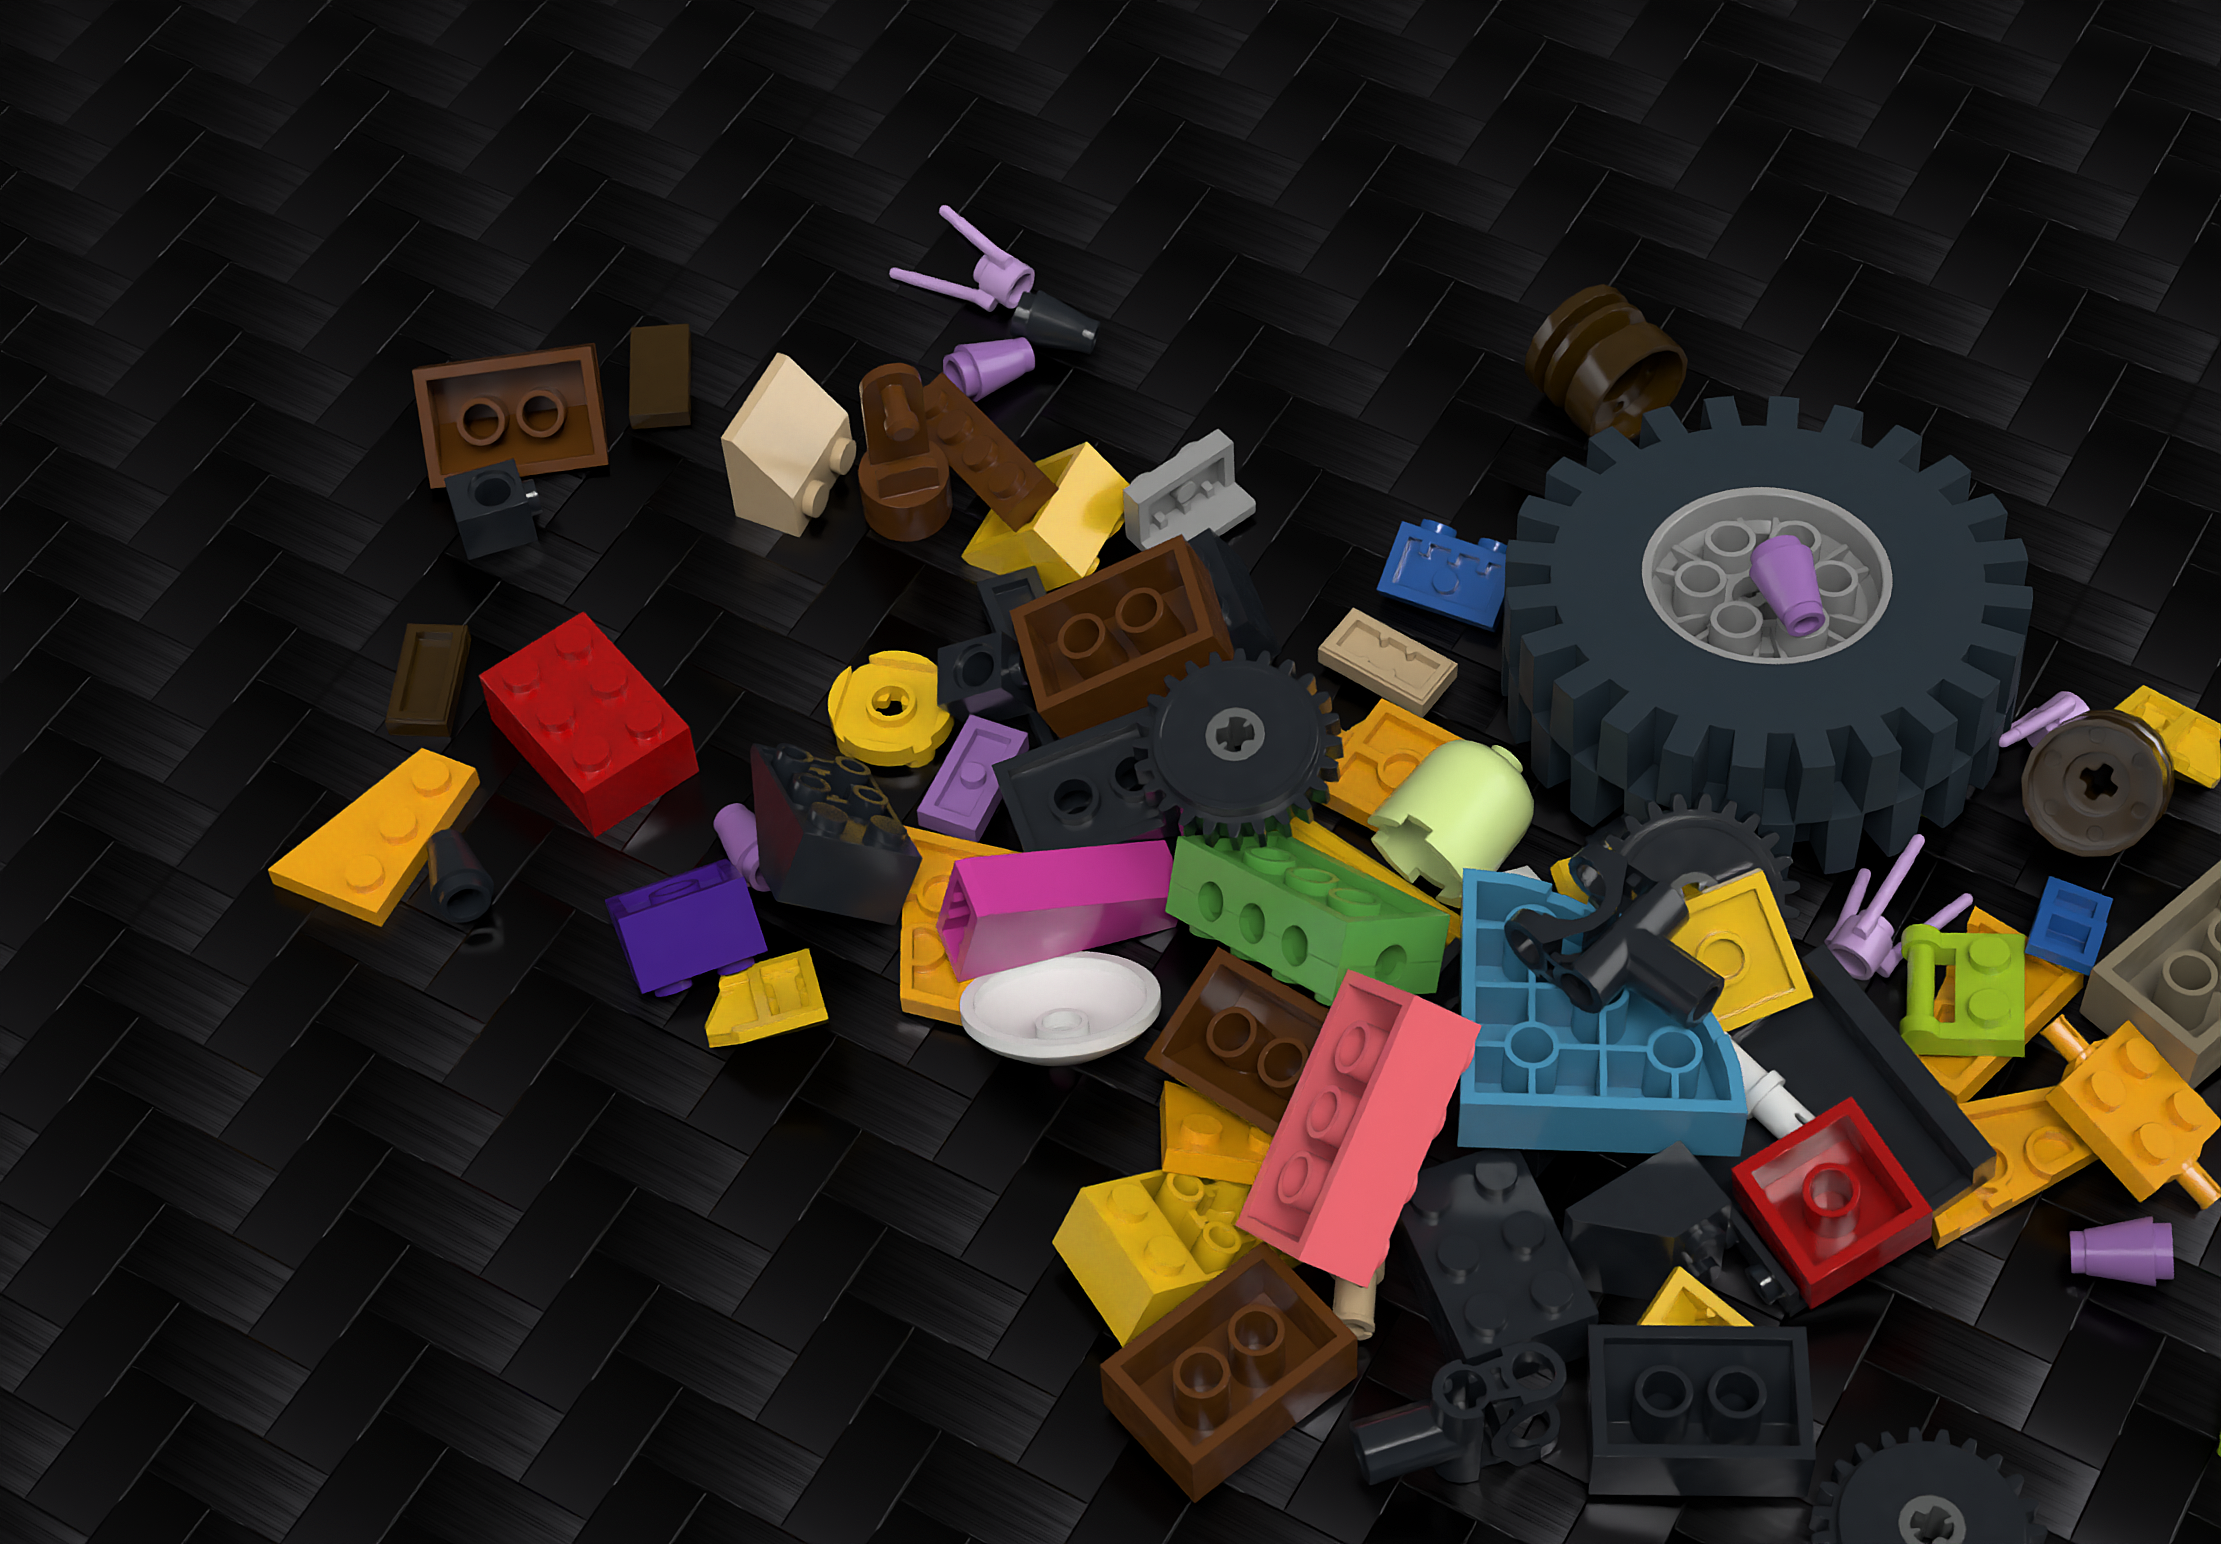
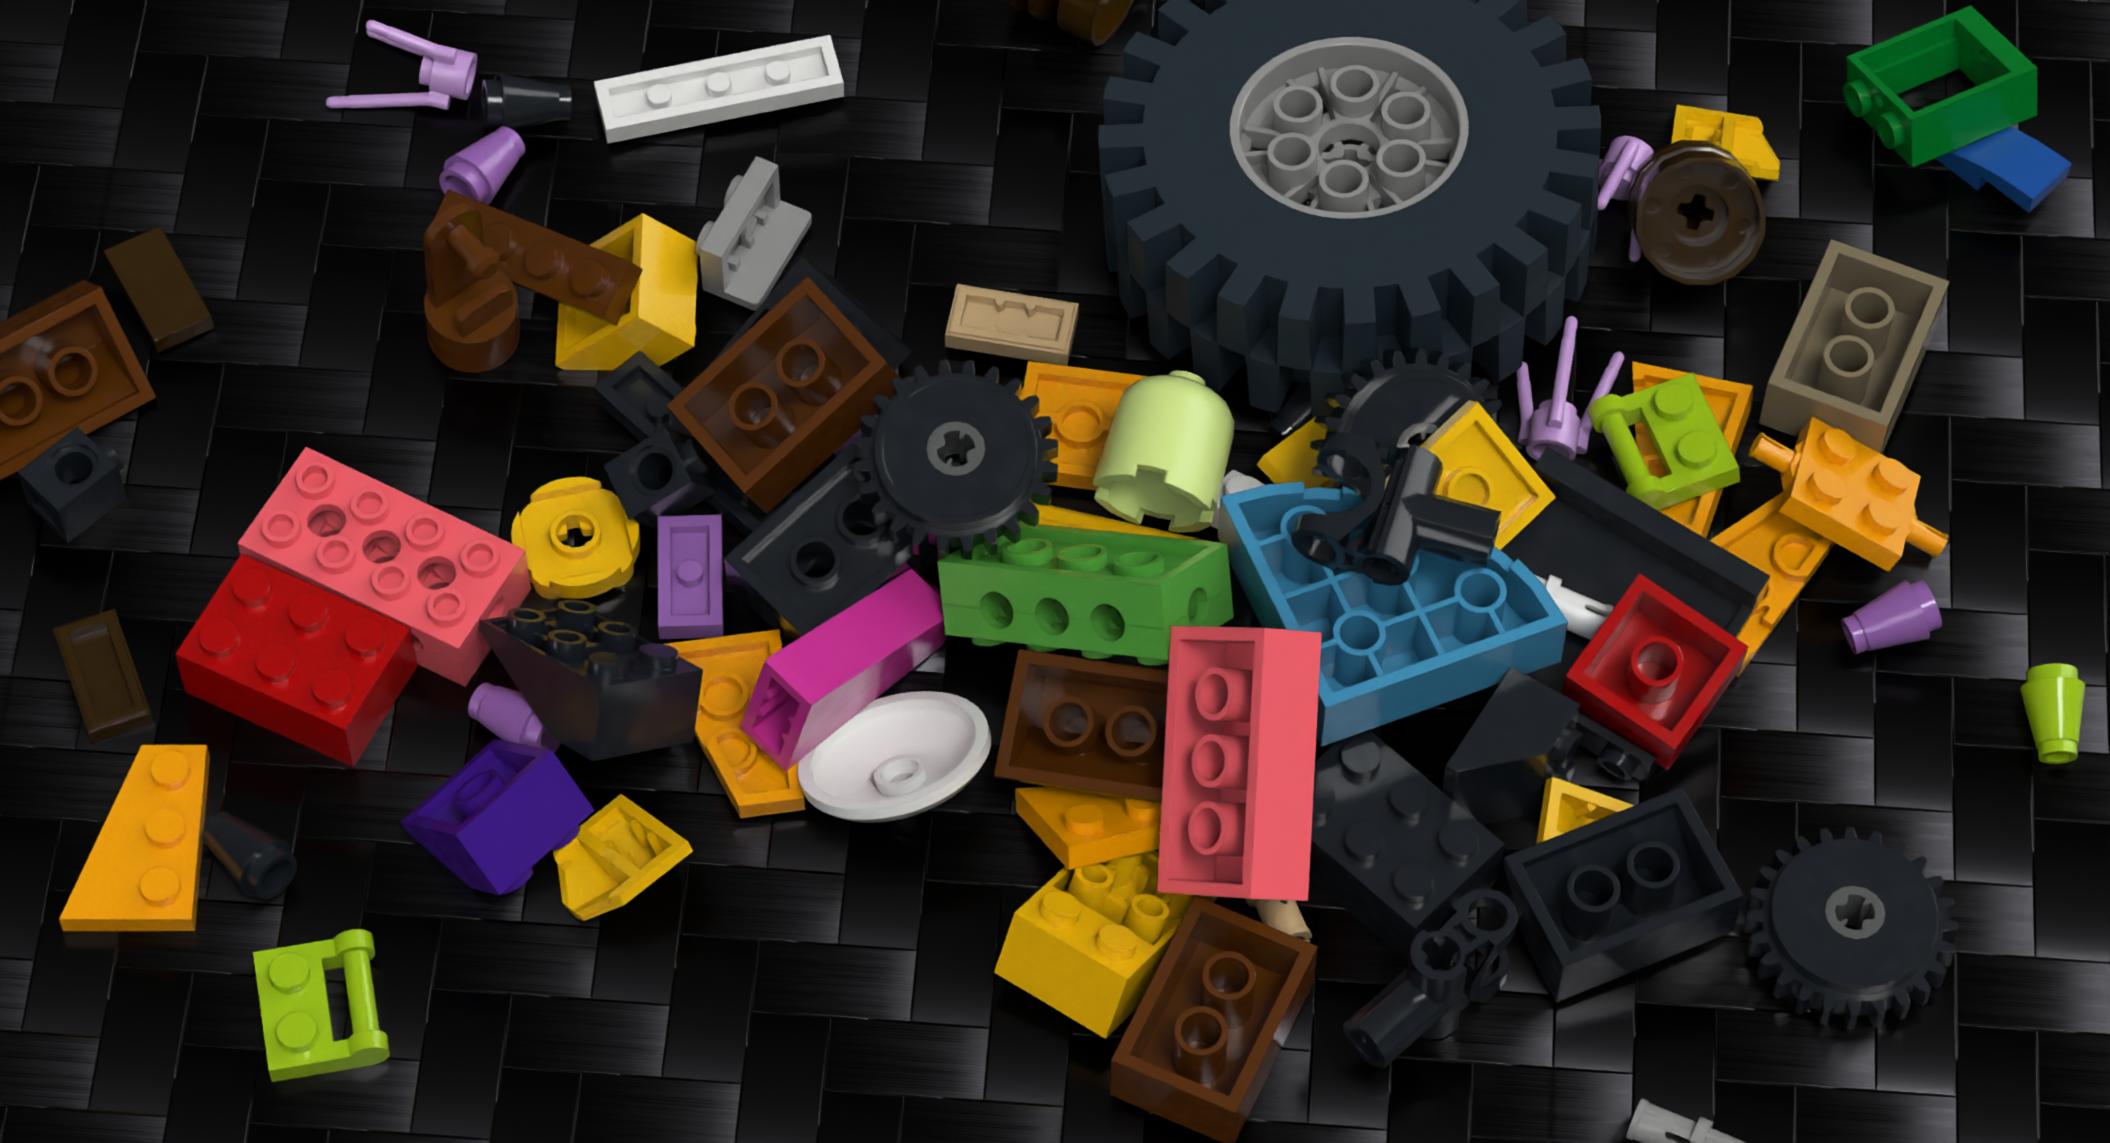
camera: 30 degrees left, 5 degrees up
(424, 1027) = (298, 1008): none -> lime plate
(712, 665) = (391, 558): none -> coral brick
(786, 449) = (345, 322): tan slope -> none
(1232, 369) = (719, 89): none -> white plate
(1446, 574) = (1028, 220): blue bracket -> none
(1789, 583) = (1380, 130): medium lavender cone -> none
(2069, 926) = (1721, 350): blue slope -> none

